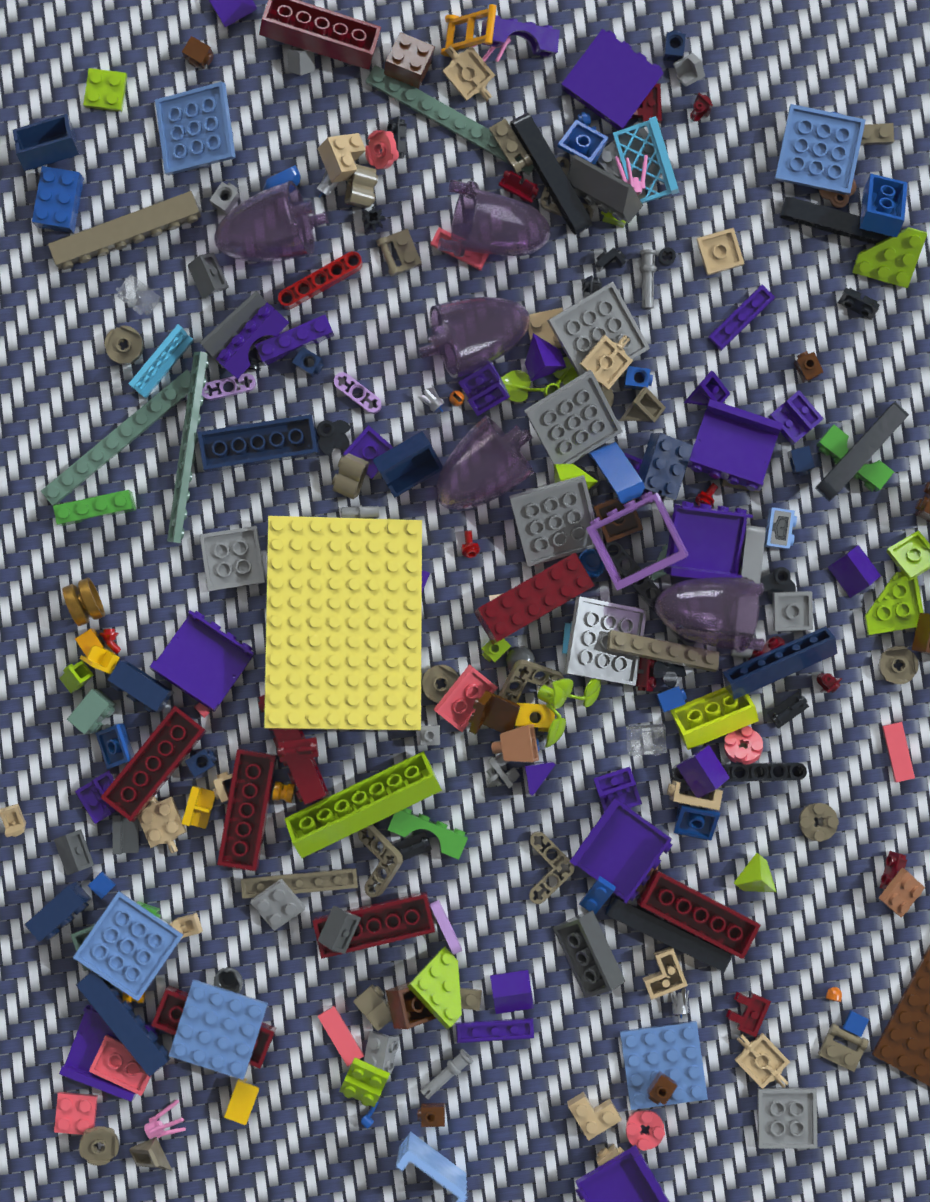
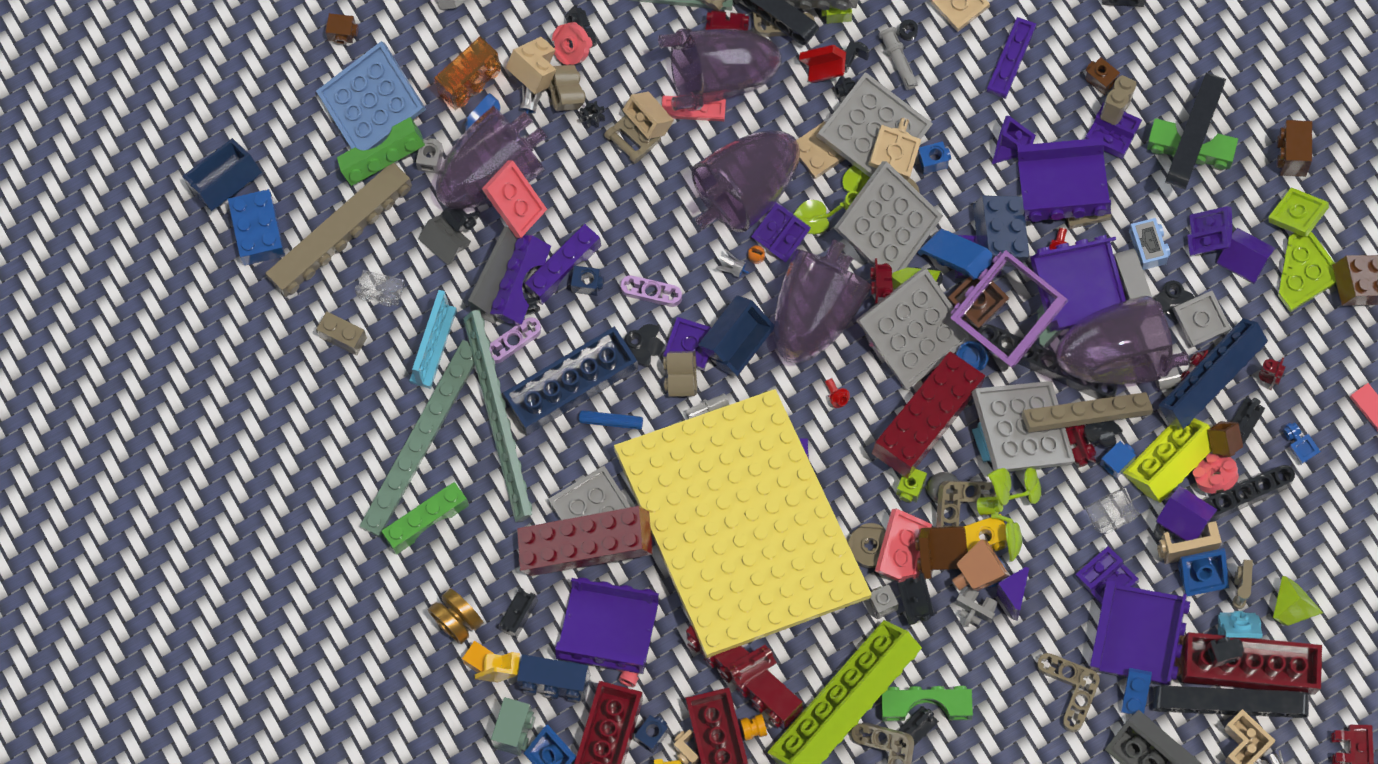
camera: 20 degrees left, 15 degrees down
(76, 676) = (479, 698): lime brick -> none
(90, 321) = (341, 333): none -> dark tan brick
(105, 90) = (259, 103): lime plate -> none
(110, 635) = (495, 644): red plate -> none
(128, 355) = (377, 334): dark tan plate -> none
(136, 618) = (518, 613): none -> black hinge
(205, 177) = (402, 141): none -> bright green arch
(210, 586) = (584, 541): none -> dark red brick
(227, 265) = (460, 219): none -> black bracket
(271, 272) = (514, 199): none -> coral plate
(278, 488) = (610, 419): none -> blue axle
(284, 140) = (468, 73): none -> clear orange brick
(315, 289) = (566, 185): red beam -> none
(418, 240) = (648, 115): none -> tan brick
(456, 745) = (916, 598): none -> black hinge
(543, 358) = (828, 178): dark purple slope -> none
(548, 463) = (883, 280): none -> dark red hinge
(583, 258) = (824, 63): none -> red panel
(644, 407) = (954, 183): dark tan slope -> none
(680, 901) = (1225, 651): none -> black brick
(703, 879) = (1239, 625): none -> medium azure piece
(725, 842) = (1243, 579): none -> dark tan plate
(763, 722) = (1225, 438): none -> reddish brown brick
(801, 461) = (1138, 168): dark blue brick -> none
(807, 821) = (1343, 515): dark tan plate -> none
(811, 395) = (1118, 100): none -> dark tan brick
(823, 753) = (1304, 447): none -> blue plate
(834, 541) = (1210, 231): none -> dark purple slope
(889, 658) = (1337, 316): dark tan plate -> none

